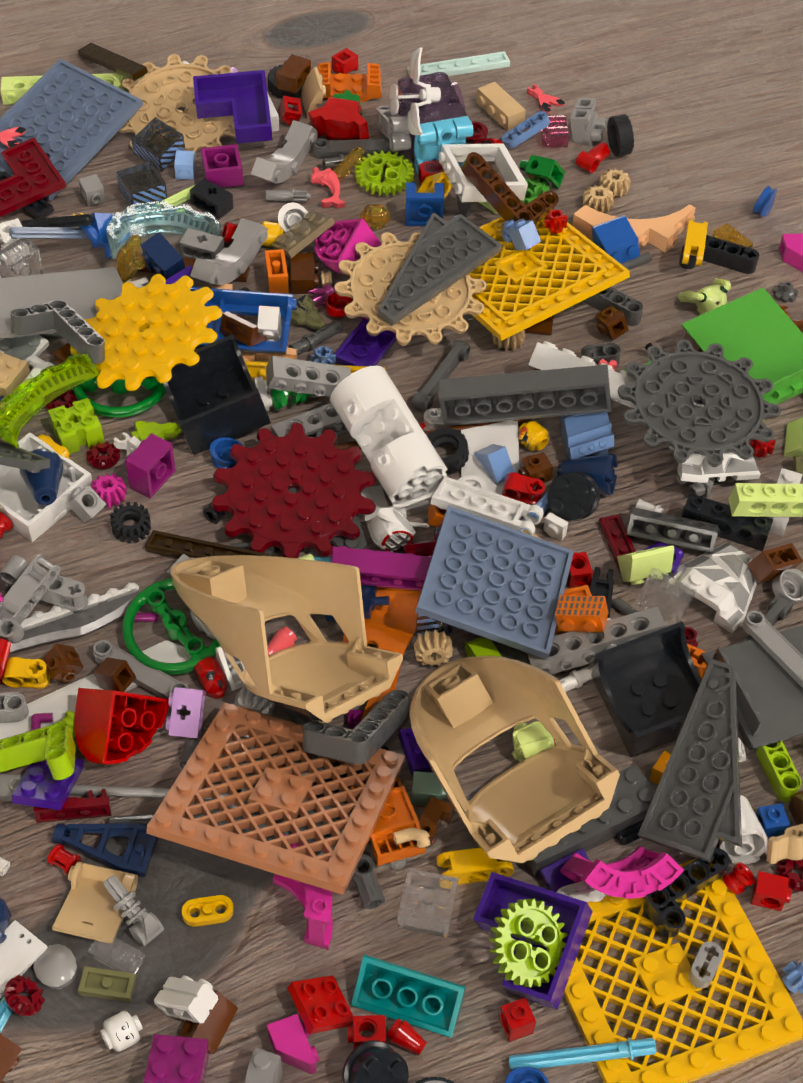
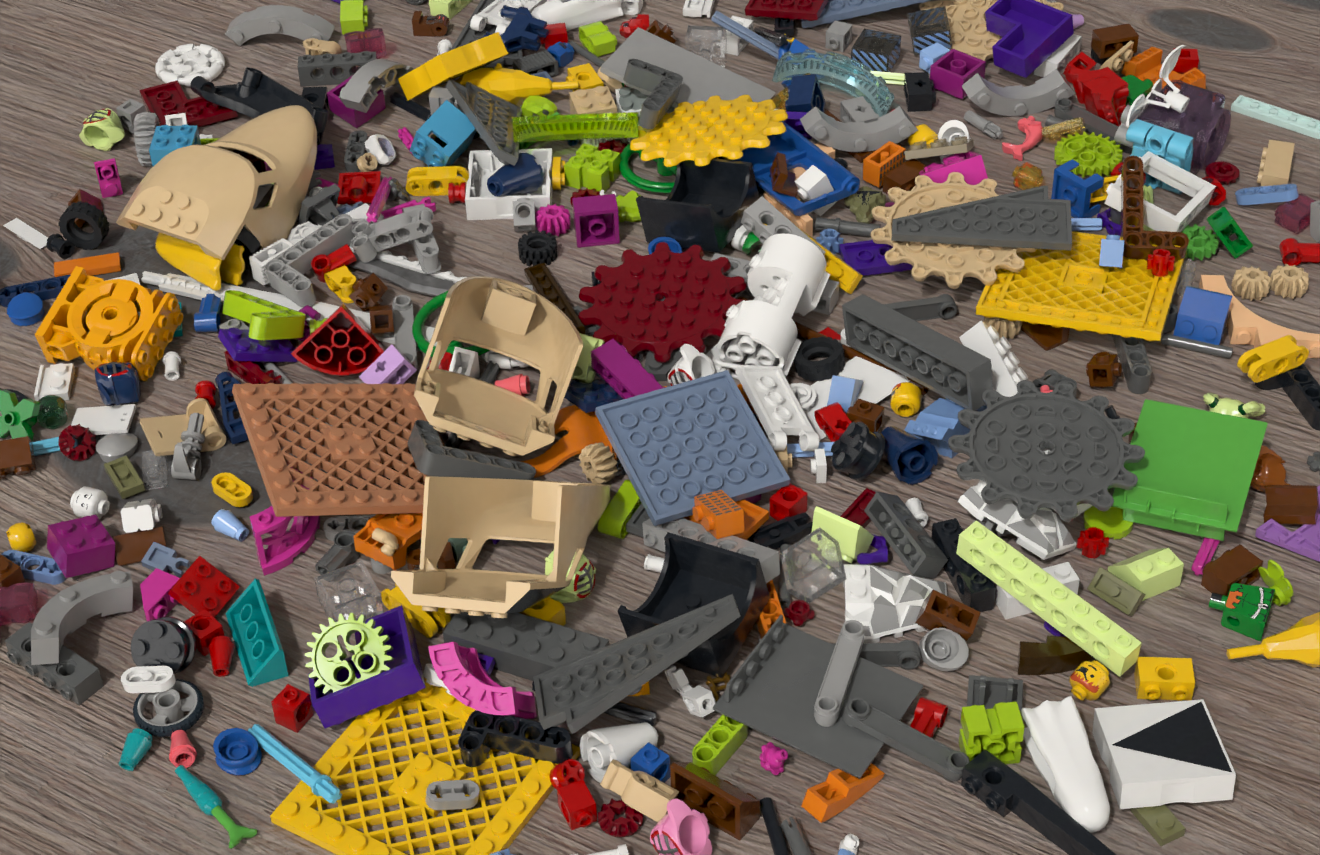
camera: 55 degrees right, 10 degrees down
(246, 1014) = (164, 559): none -> sand blue plate
(250, 938) = (228, 524): none -> light blue cone
(476, 215) = (1107, 223): none -> dark purple cap

